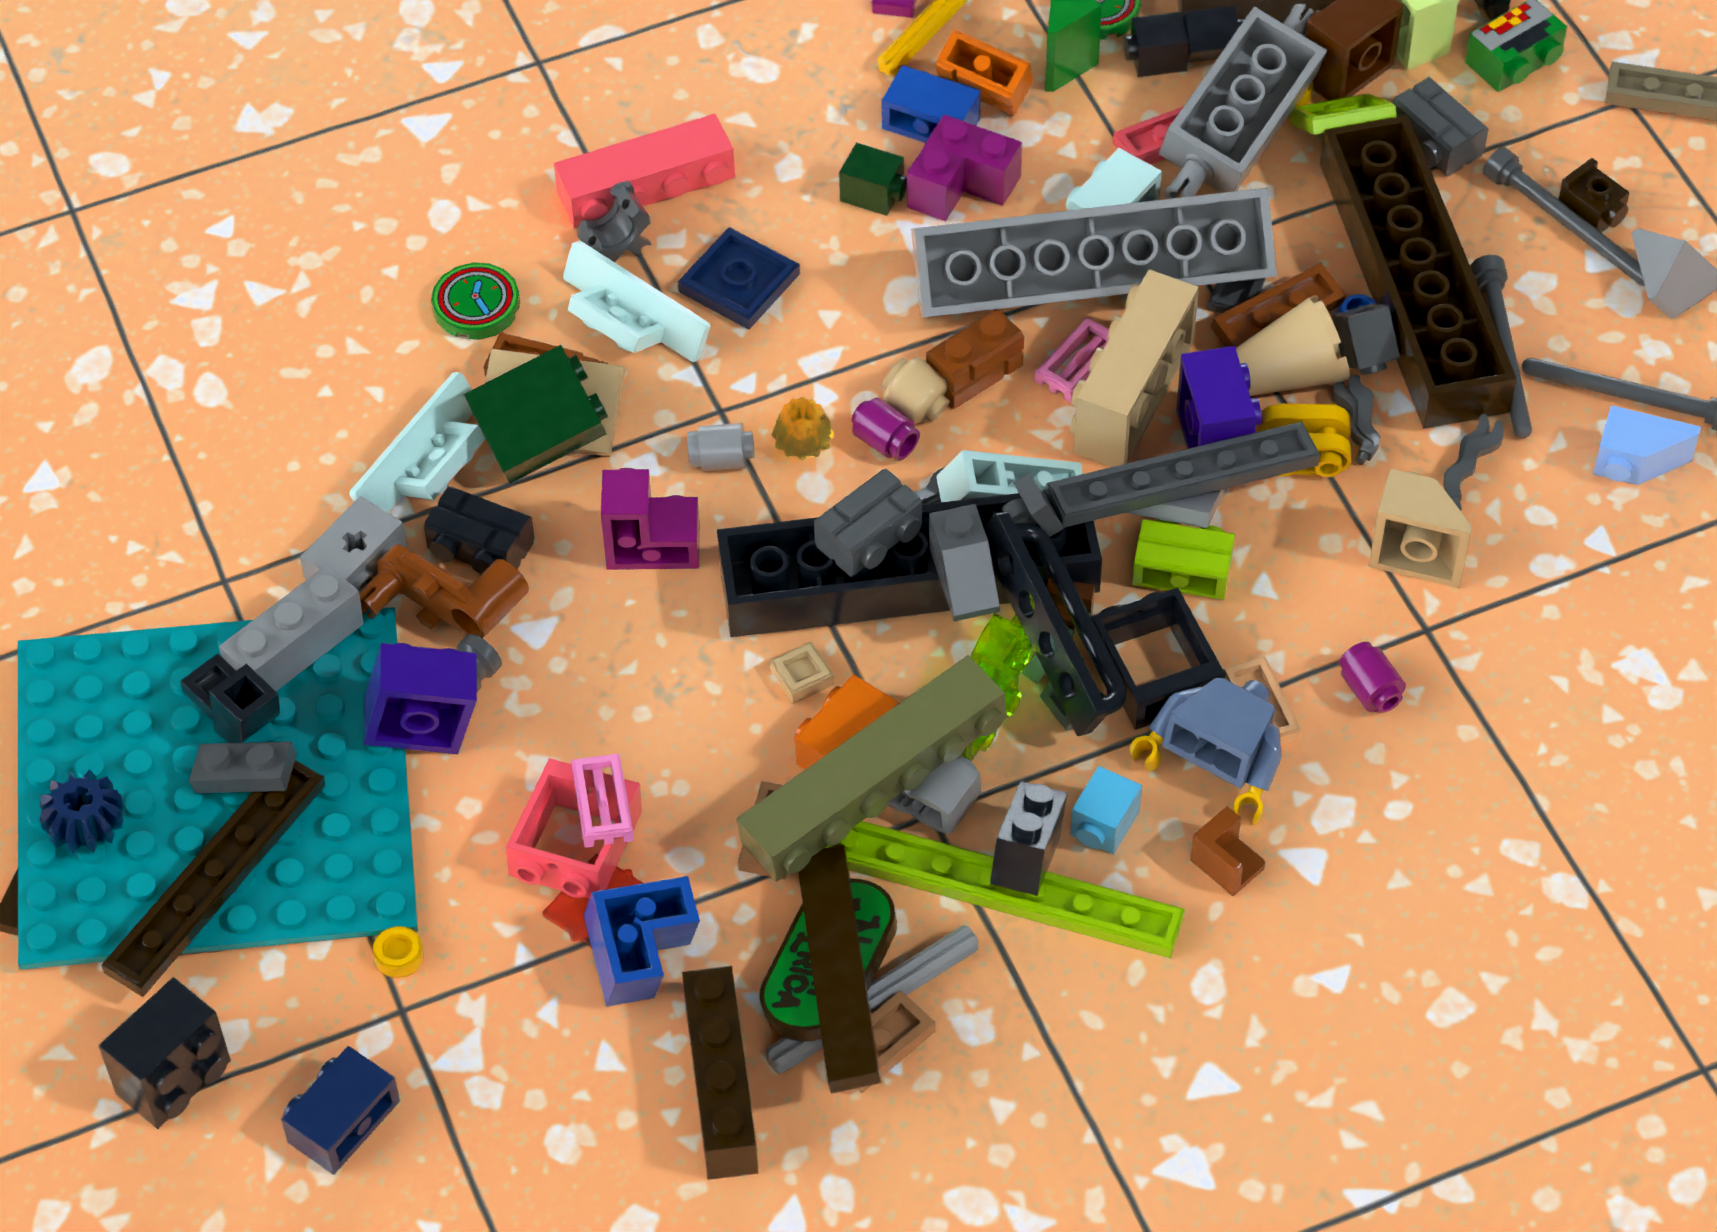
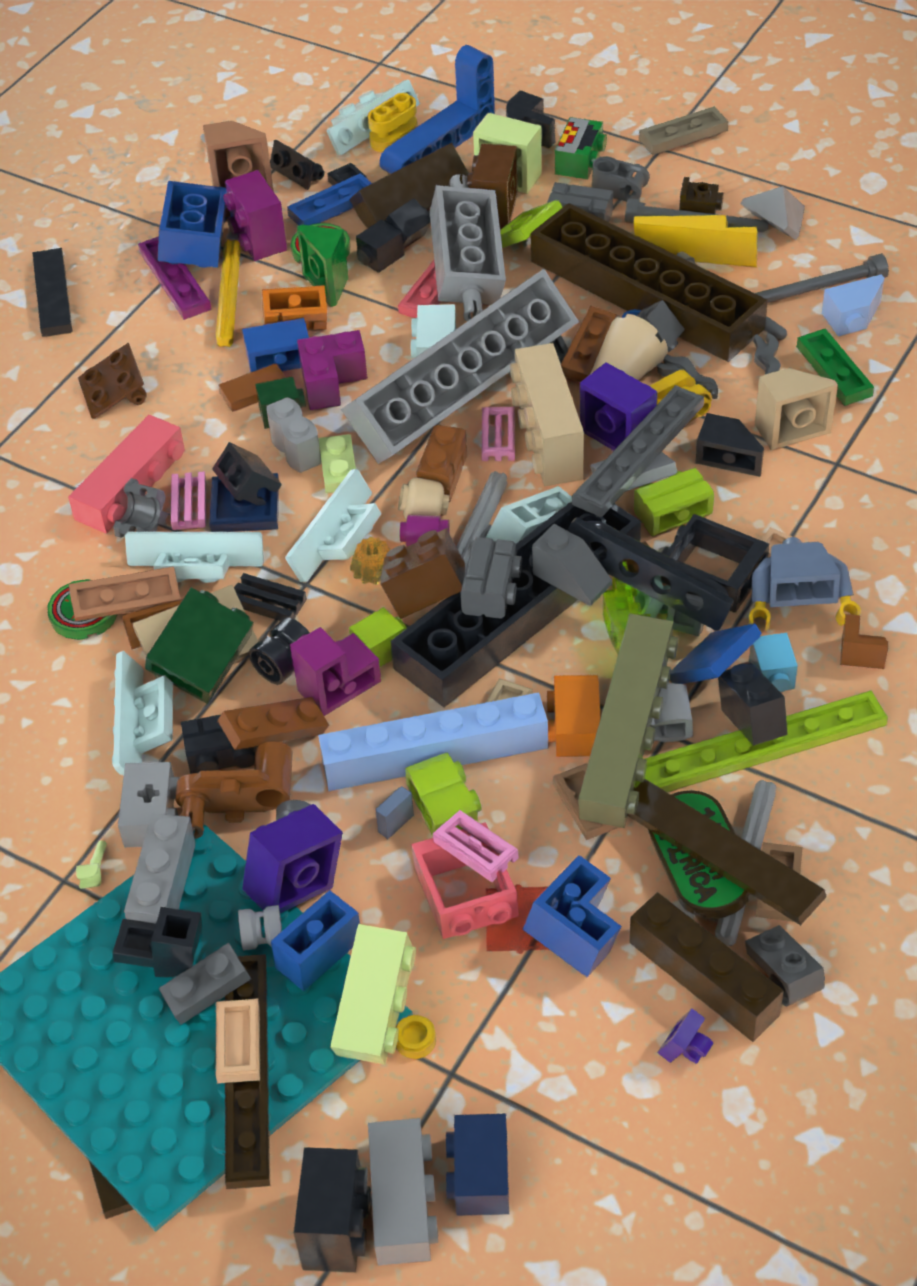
camera: 35 degrees left, 5 degrees down
(81, 812) = (115, 1087): dark blue gear -> none
(221, 841) = (237, 1041): none -> light nougat tile
(249, 1082) = (401, 1192): none -> light grey brick
(250, 591) = (91, 873): none -> yellowish green hand
(339, 747) = (251, 926): none -> light grey wheel
(371, 793) = (315, 940): none -> blue brick
(377, 881) = (373, 994): none -> yellowish green wedge
(517, 309) = (123, 593): none -> nougat plate
(534, 544) = (273, 722): none -> dark orange plate
(574, 715) = (394, 812): none -> sand blue tile
(629, 454) = (273, 653): none -> black wheel
(635, 1127) = (686, 1040): none -> dark purple tile
(637, 727) = (440, 791): none -> lime brick
(649, 378) = (270, 594): none -> black tile
(677, 236) = (188, 482): none -> bright pink tile
(677, 666) = (465, 733): none -> light blue brick
(720, 447) = (331, 601): light grey brick -> none
(725, 509) = (377, 632): none -> lime brick
(726, 49) = (112, 381): none -> reddish brown hinge
(756, 243) = (244, 474): none -> black hinge
(798, 365) = (335, 528): none -> light aqua bracket
(802, 1127) = (786, 964): none -> dark grey plate
(815, 471) = (422, 573): none -> reddish brown brick
(844, 134) = (242, 390): none -> dark orange tile
(850, 228) = (294, 435): none -> light grey brick
(875, 290) = (336, 459): none -> yellowish green plate
(978, 439) = (482, 513): none -> light grey axle
(1033, 506) = (580, 507): dark grey tile -> none
(1045, 759) = (715, 654): none -> blue tile
(1308, 527) = (728, 446): none -> black slope
(1372, 677) = (842, 502): magenta brick -> none
(1523, 113) = (618, 177): none -> dark grey piece
(1537, 250) = (701, 237): none -> yellow slope
(1538, 510) = (833, 363): none -> green plate

